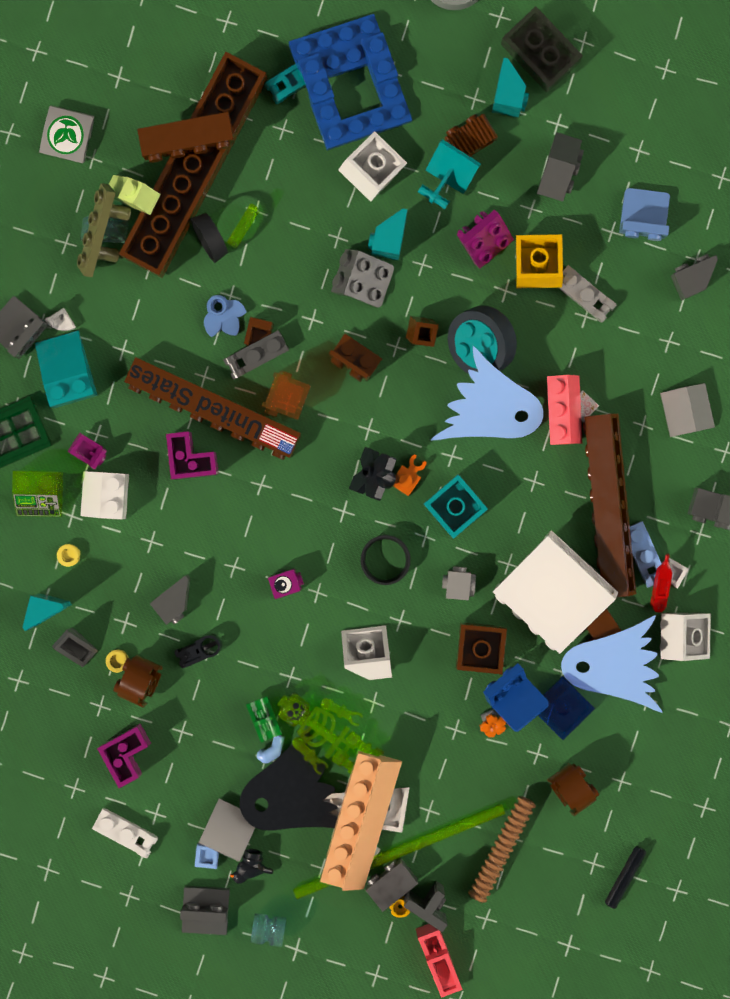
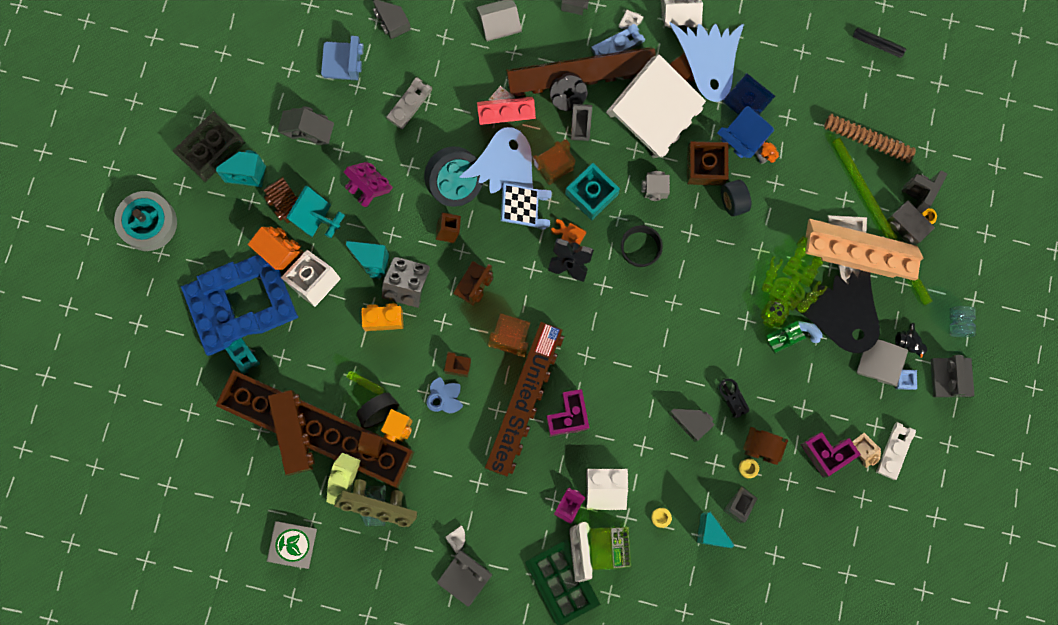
camera: 105 degrees left, 10 degrees down
(34, 459) = (581, 552): none -> white plate
(65, 370) = (499, 531): teal slope -> none
(127, 797) = (868, 449): none -> tan bracket
(167, 227) = (370, 444): none -> reddish brown brick
(188, 259) = (397, 426): none -> light orange brick
(257, 354) = (475, 365): dark grey plate -> none
(286, 583) = (668, 327): magenta brick -> none
(319, 248) = (382, 318): none -> light orange brick
(367, 652) = (719, 255): white slope -> none
(411, 126) = (275, 247): none -> orange slope
(435, 678) = (736, 198): none -> black wheel
(438, 960) = (966, 182): coral slope -> none
(443, 420) = (521, 205): none -> flag
(496, 463) = (555, 162): none -> clear orange plate
(539, 261) = (384, 137): yellow brick -> none
(543, 500) = (581, 122): none -> dark grey slope
(571, 488) = (562, 84): none -> black plate
(573, 789) = (814, 83): reddish brown brick -> none
(661, 586) = (643, 27): red piece -> none

